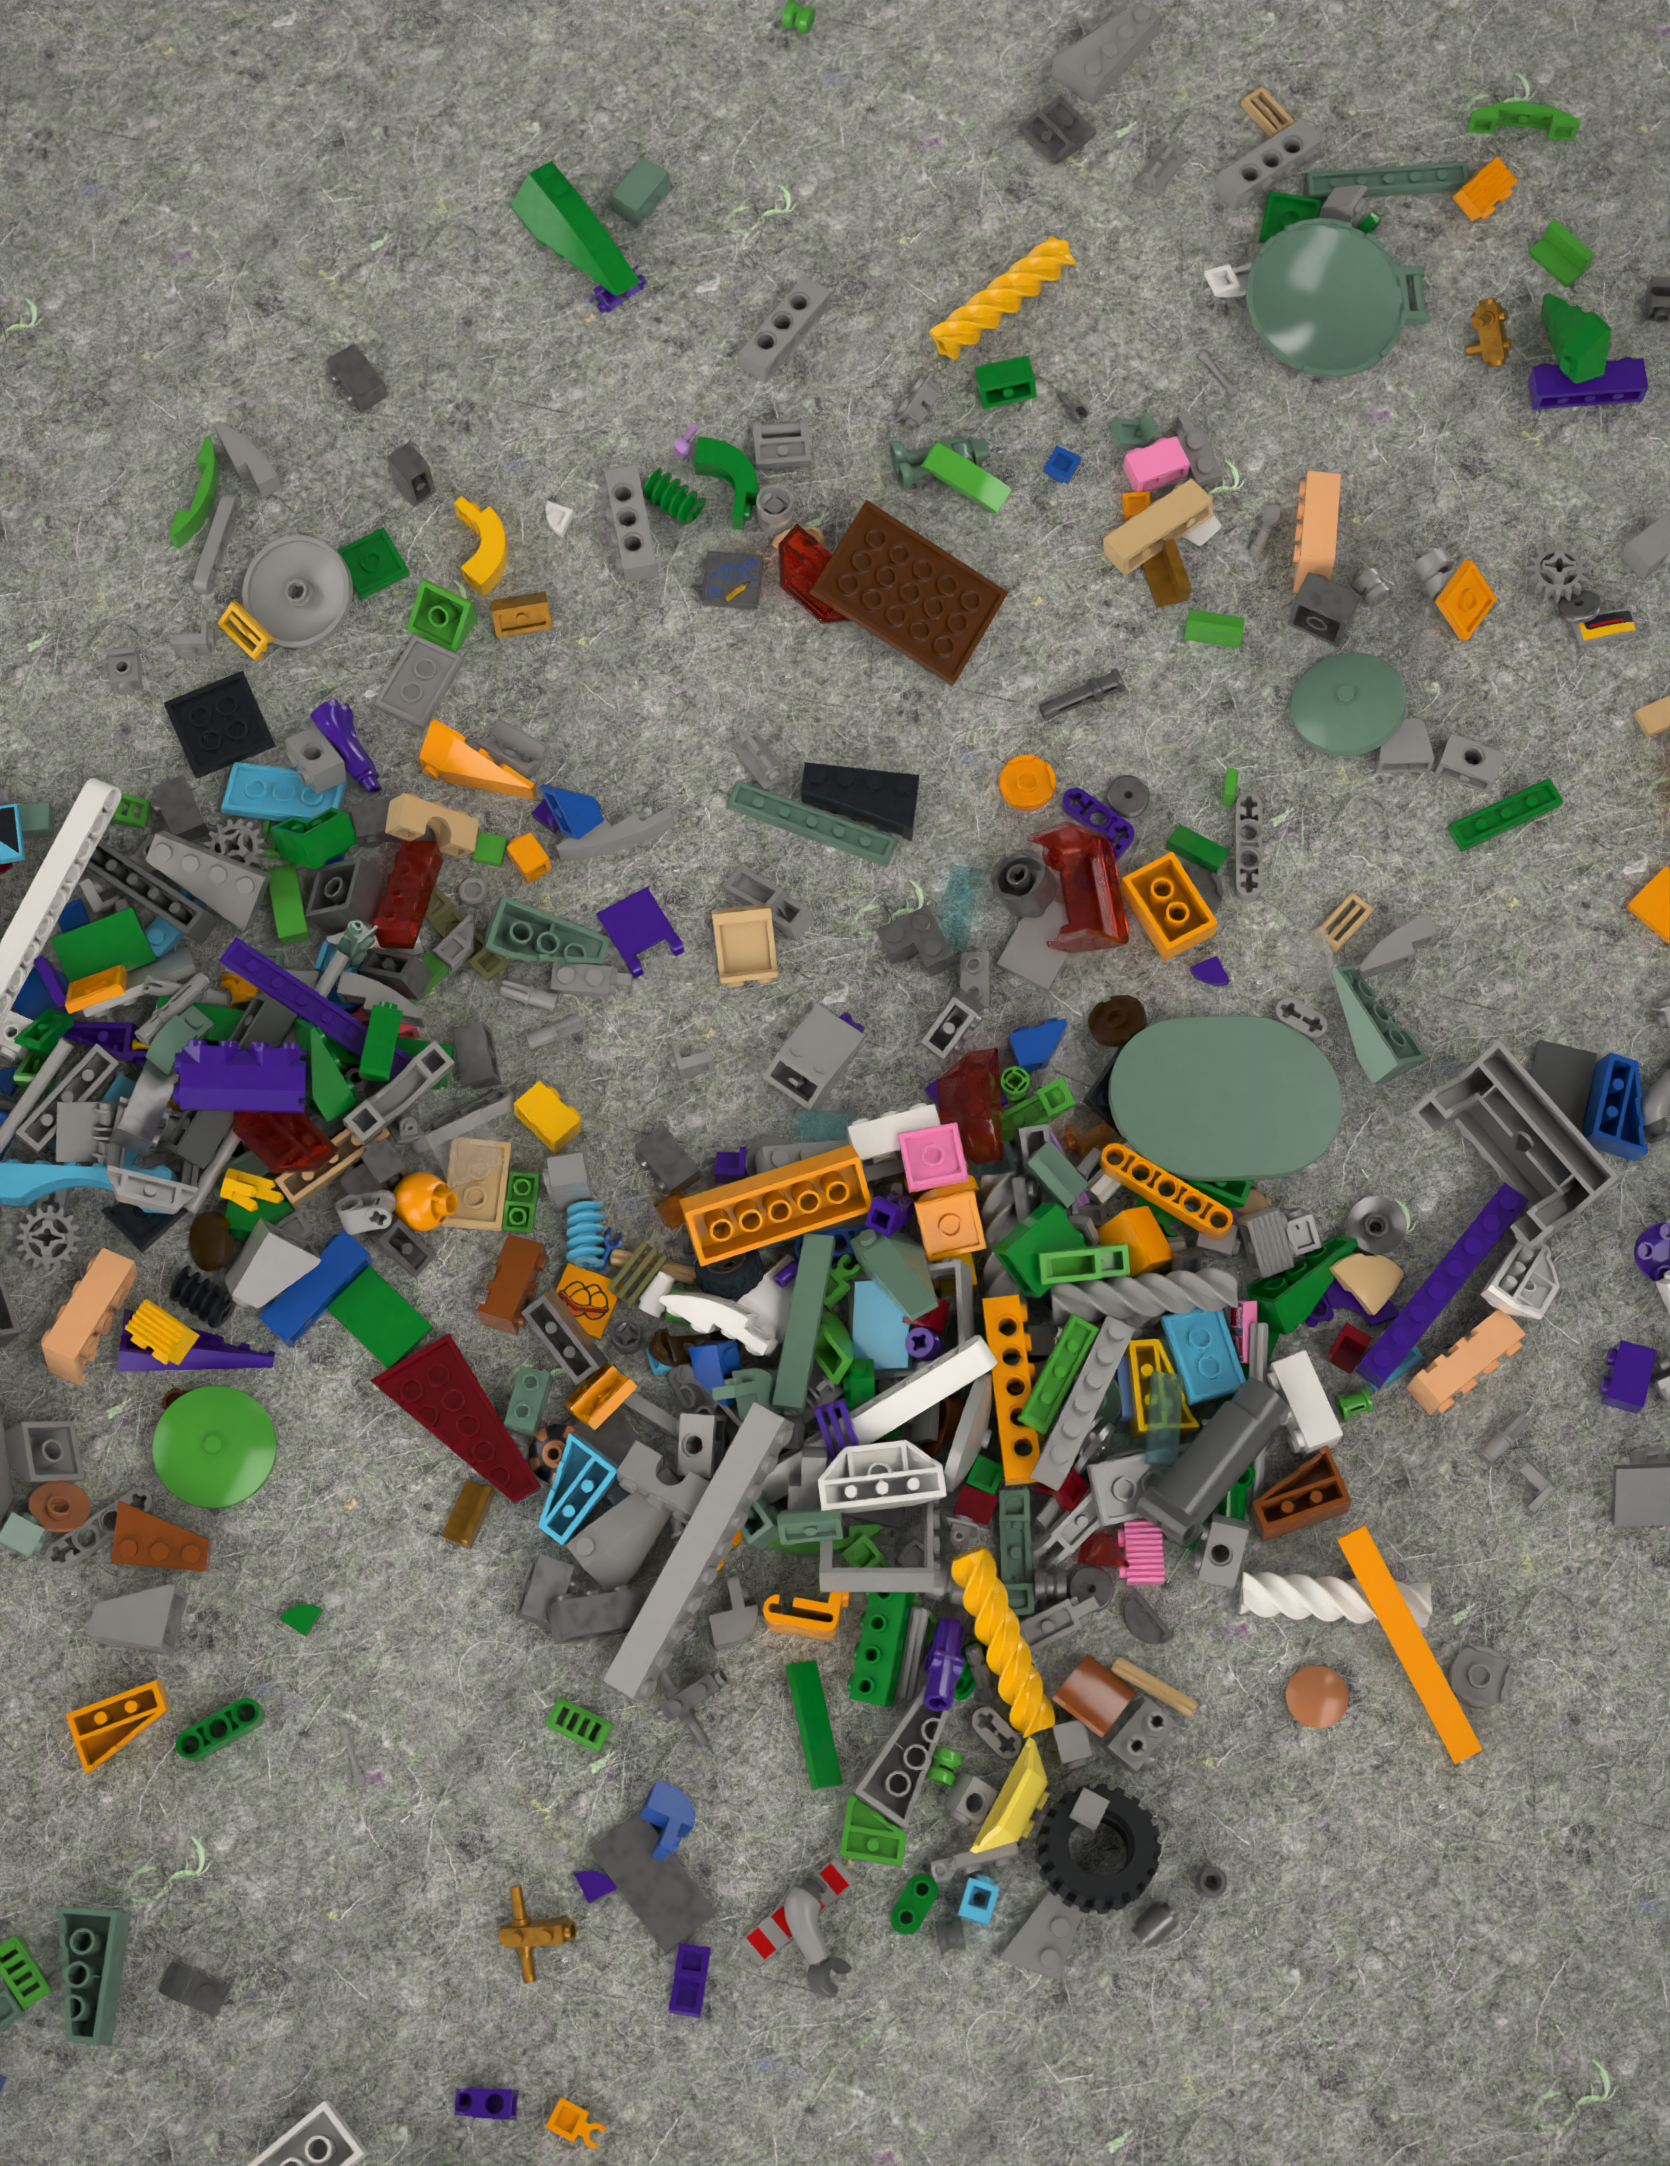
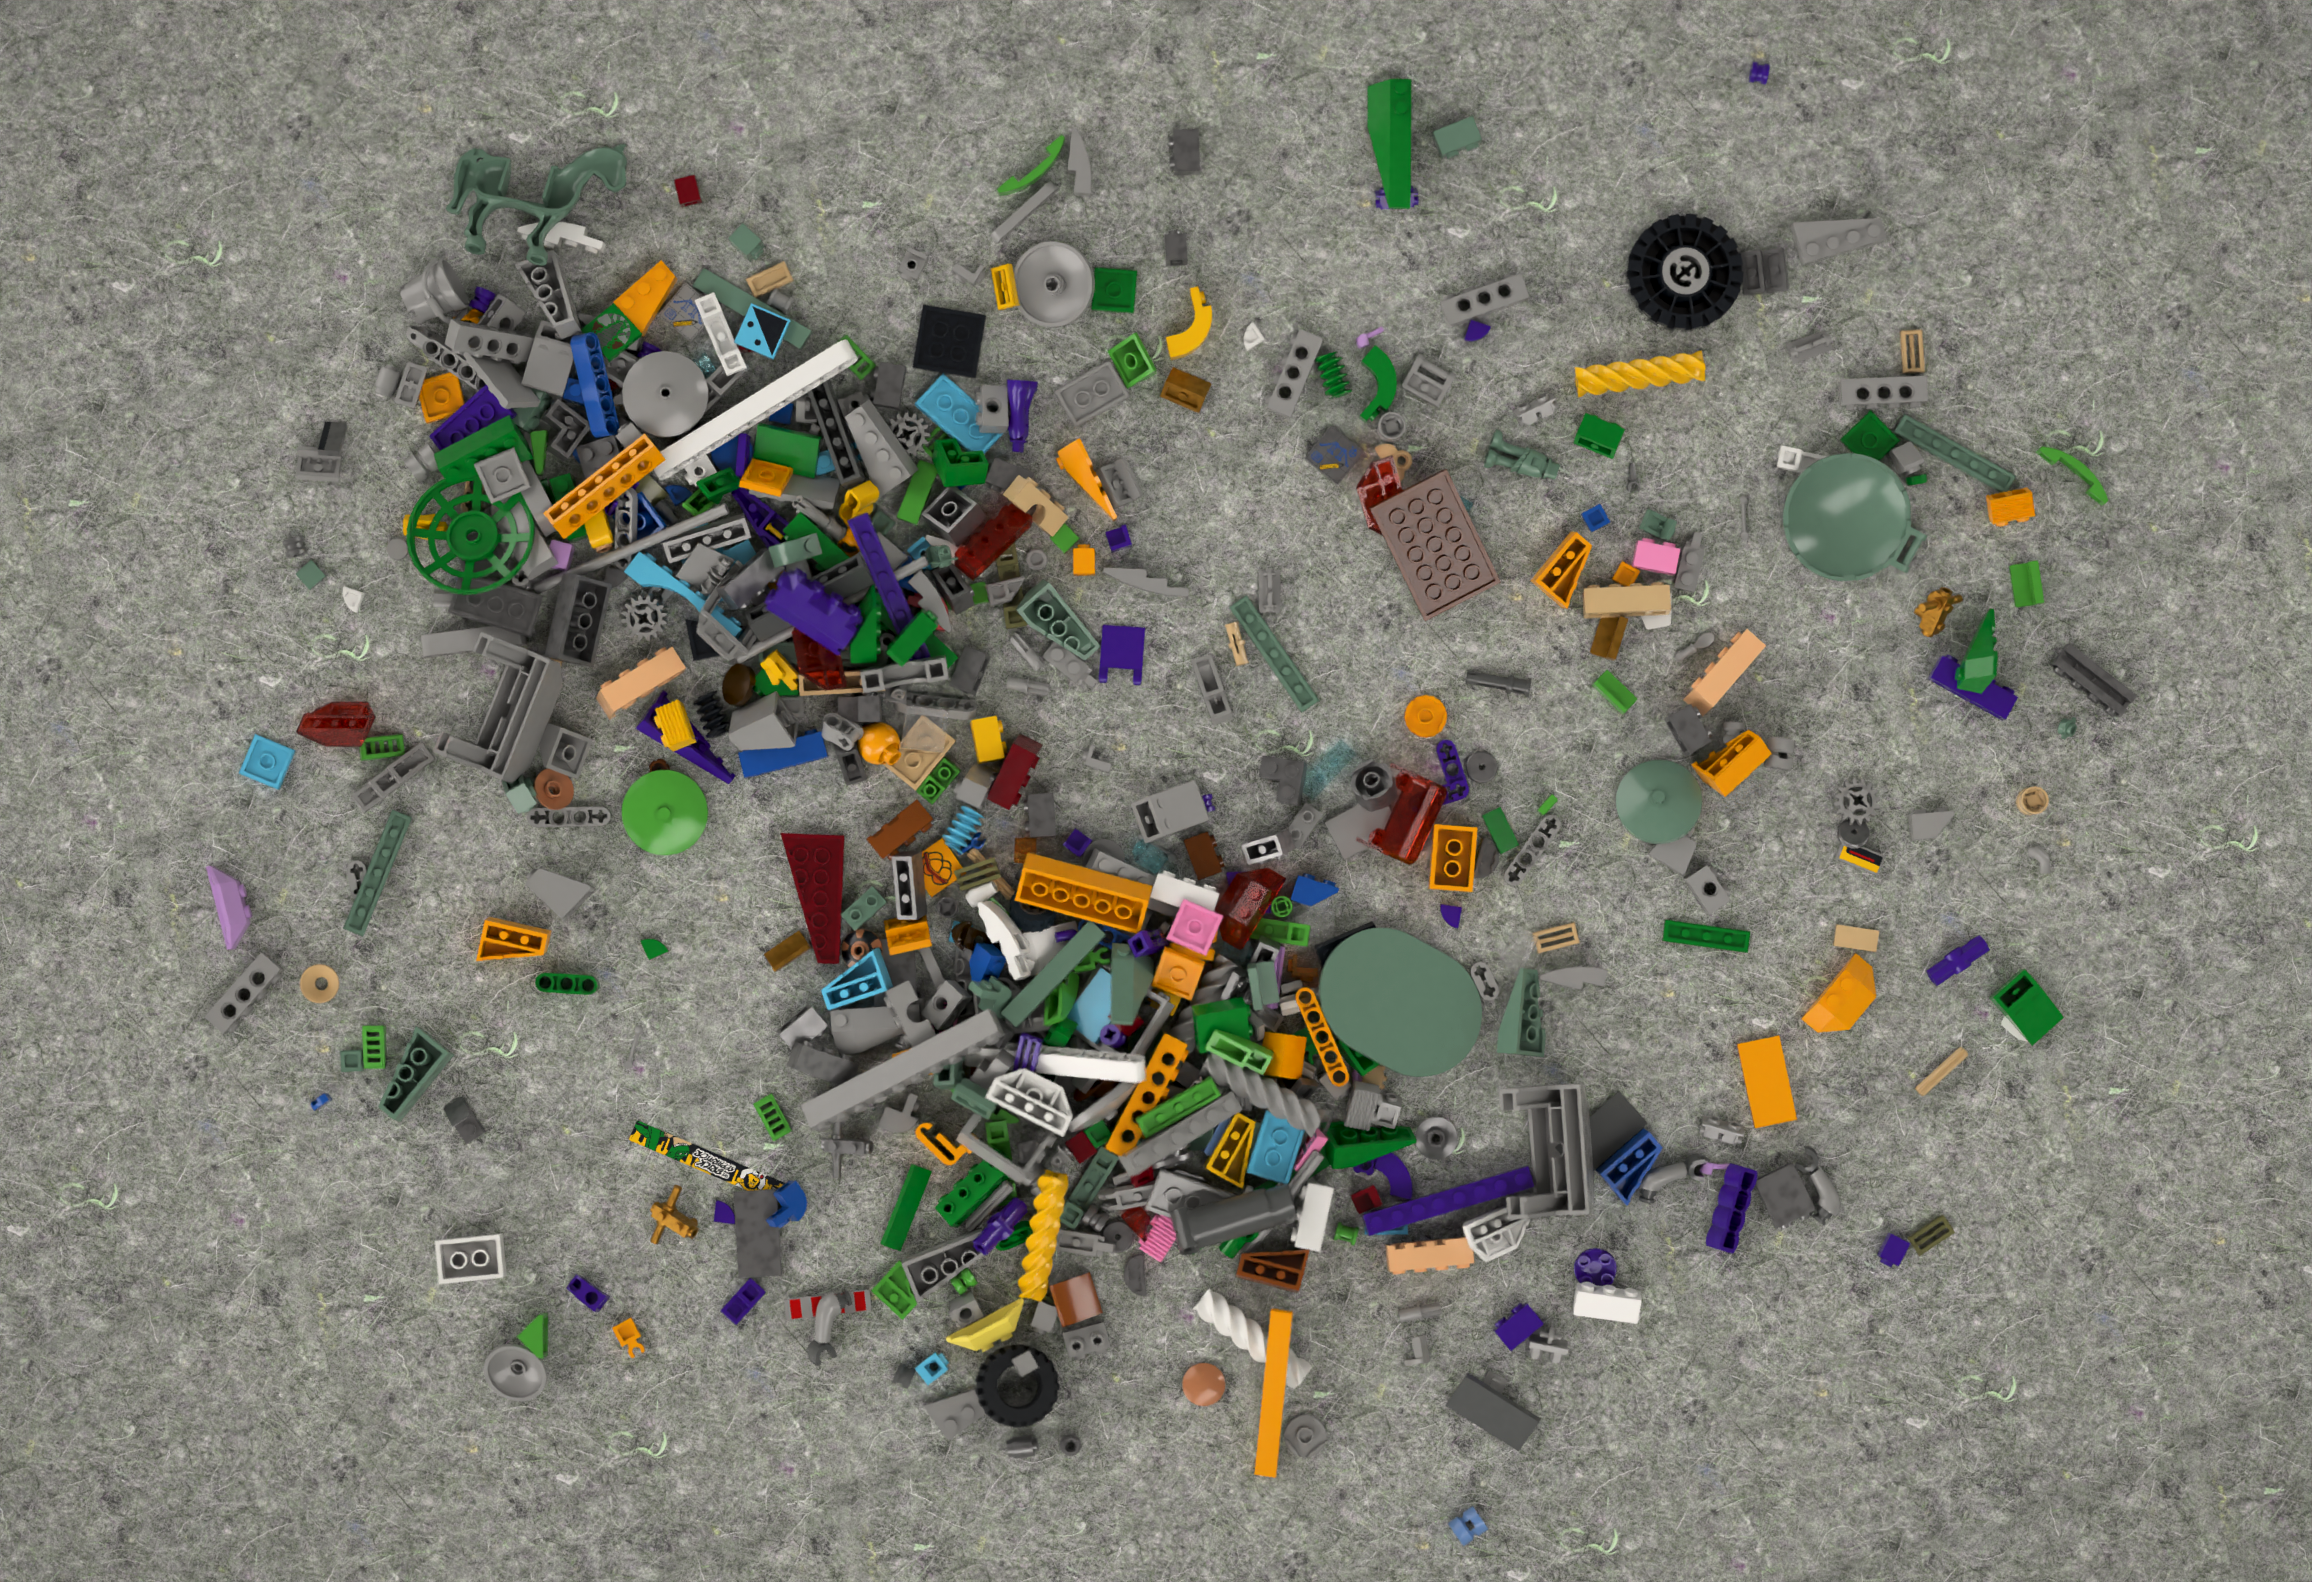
camera: 30 degrees right, 15 degrees up
(154, 1542) = (596, 851): dark orange wedge -> none
(175, 1006) = (793, 530): light grey pin -> none
(215, 942) = (859, 501): none -> yellow brick
(379, 1318) = (809, 796): green tile -> none
(523, 1836) = (702, 1159): none -> sticker
(572, 810) = (1128, 555): blue slope -> none
(604, 1134) = (1014, 772): none -> dark red wedge
(745, 944) = (1177, 710): tan panel -> none
(749, 825) = (1239, 655): none -> tan pin
(797, 366) = (1476, 331): none -> dark purple tile
(798, 16) = (1649, 72): bright green wheel -> none
(864, 795) = (1321, 664): black wedge -> none
(885, 1085) = (1203, 856): none -> reddish brown brick
(913, 1903) = (895, 1344): green plate -> none
(966, 478) = (1526, 488): bright green slope -> none
(972, 1863) = (941, 1344): light grey hinge -> none
(980, 1672) = (1019, 1242): flat silver axle -> none
(1001, 1728) = (1011, 1280): light grey beam -> none
(1007, 188) = (1704, 298): none -> black wheel
(1066, 538) = (1562, 569): none -> light orange wedge
(1117, 1020) = (1371, 909): dark brown tile -> none
(1154, 1687) = (1114, 1316): tan axle -> none
(1164, 1419) = (1224, 1171): clear light blue tile -> none
(1221, 1569) = (1197, 1275): light grey brick -> none
(1368, 1278) = (1407, 1168): tan brick -> none
(1399, 610) = (1734, 763): none -> light orange wedge
(1466, 600) = (1783, 783): light orange tile -> none

